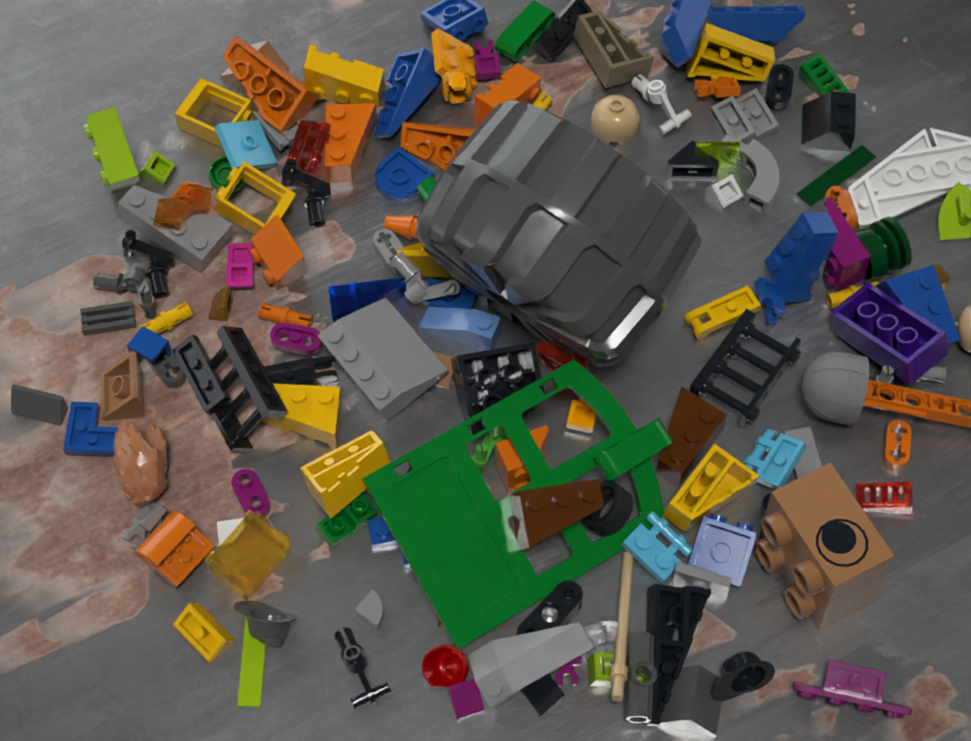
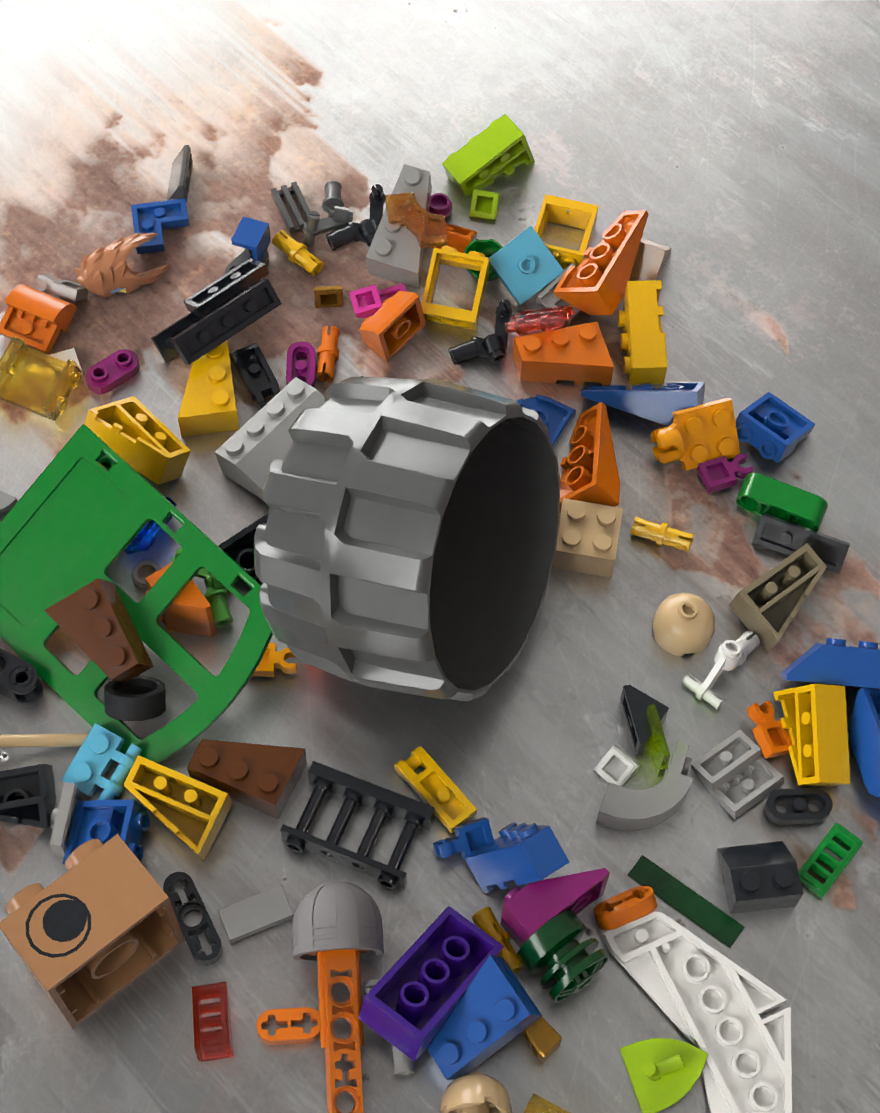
camera: 75 degrees right, 0 degrees up
(122, 389) = (209, 241): medium nougat slope -> none
(516, 85) = (667, 499): orange wedge -> none
(633, 449) = (196, 702): green beam -> none
(779, 462) = (231, 881): medium azure plate -> none

